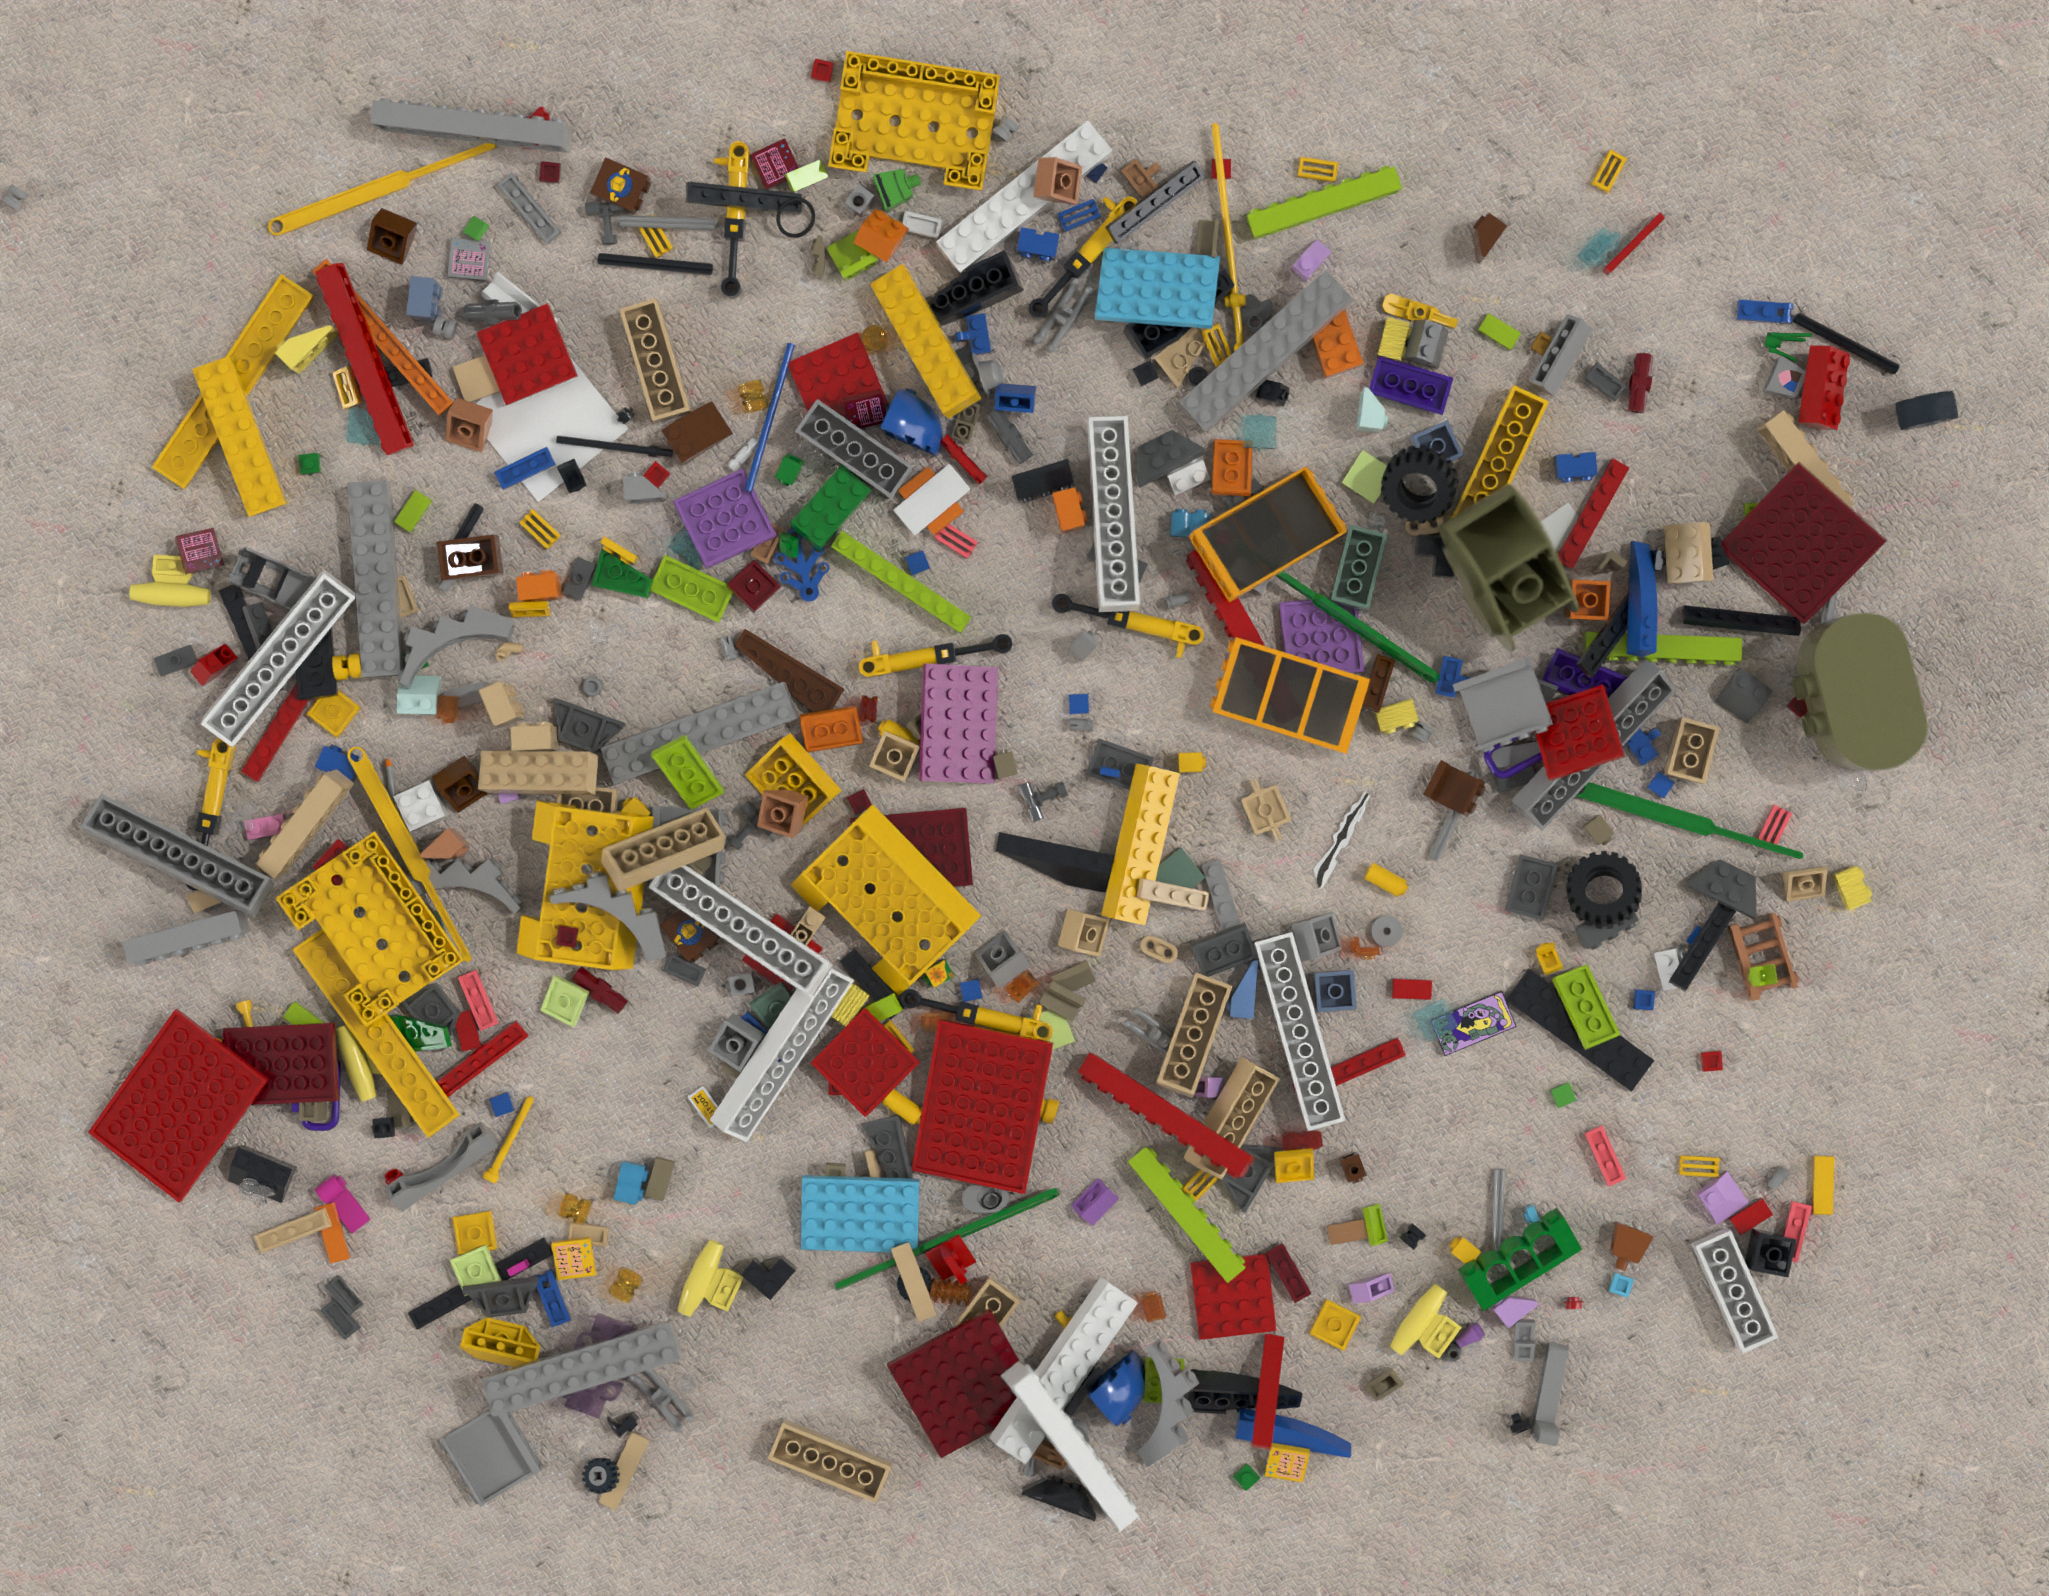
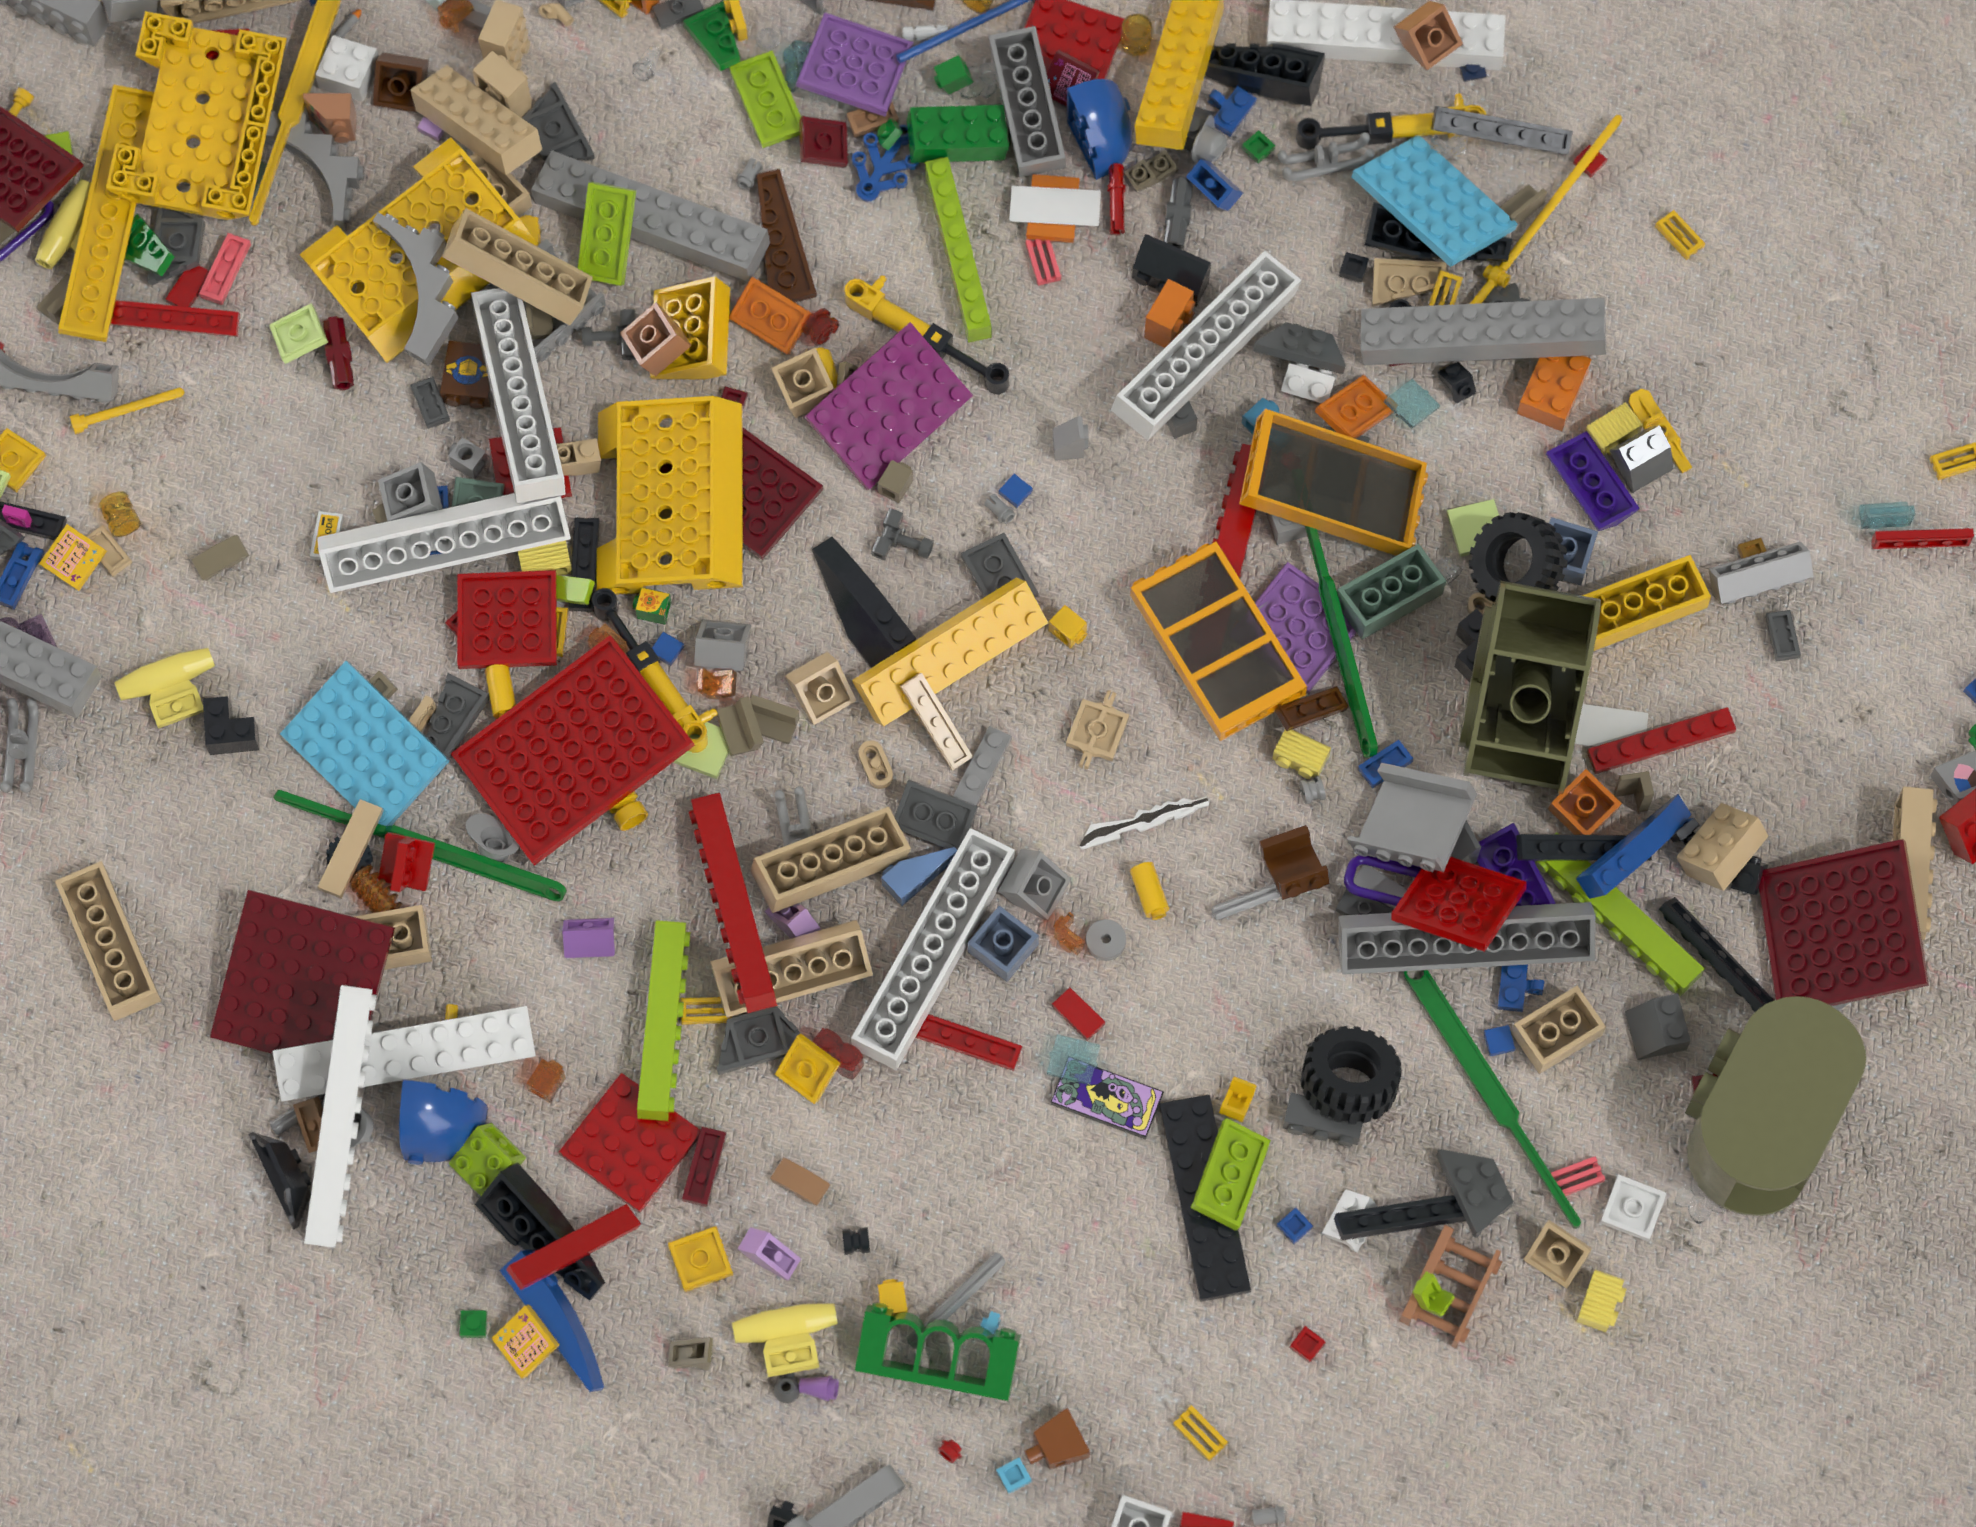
camera: 45 degrees right, 20 degrees down
(383, 1127) = (29, 300): black tile -> none
(502, 1104) = (151, 374): blue tile -> none
(567, 935) = (358, 269): dark red tile -> none
(592, 686) = (597, 104): light grey tile -> none
(626, 1284) = (93, 620): clear yellow wheel -> none
(630, 1182) = (191, 537): dark azure brick -> none
(917, 563) = (989, 249): blue tile -> none
(1015, 345) = (1258, 146): none -> green plate
(1037, 245) = (1362, 85): blue brick -> none
(1084, 1389) = (393, 1088): black tile -> none
(1094, 209) = (1423, 88): blue tile -> none
(1109, 772) = (984, 564): blue tile -> none
(1139, 622) = (1129, 452): yellow piece -> none
(1141, 178) = (1508, 104): medium nougat plate -> none
(1174, 1384) = (470, 1181): light grey arch -> none
(1177, 600) = (1194, 480): light grey pin -> none
(1179, 870) = (966, 712): sand green tile -> none
(1311, 260) = (1613, 296): lavender slope -> none
(1324, 202) = (1658, 263): lime brick -> none
(1353, 1168) = (861, 1124): reddish brown brick -> none
(1370, 413) = (1528, 469): light aqua slope -> none
(1375, 1224) = (830, 1197): lime tile -> none
(1486, 234) = (1787, 413): reddish brown slope -> none
(1499, 331) = (1721, 509): lime tile -> none
(1513, 1308) = (886, 1399): lavender slope -> none
(1524, 1340) = (867, 1443): light grey slope -> none
(1531, 887) = (1283, 1021): dark grey plate -> none
(1563, 1095) = (1130, 1243): bright green tile -> none
(1570, 467) = (1683, 683): blue brick -> none
(1598, 830) = (1398, 1026): dark tan brick -> none
(1605, 1155) = (1116, 1336): coral plate -> none
(1640, 383) = (1816, 664): dark red piece -> none
(1721, 1197) = (1194, 1484): lavender slope -> none
(1822, 816) = (1633, 1208): none -> white plate

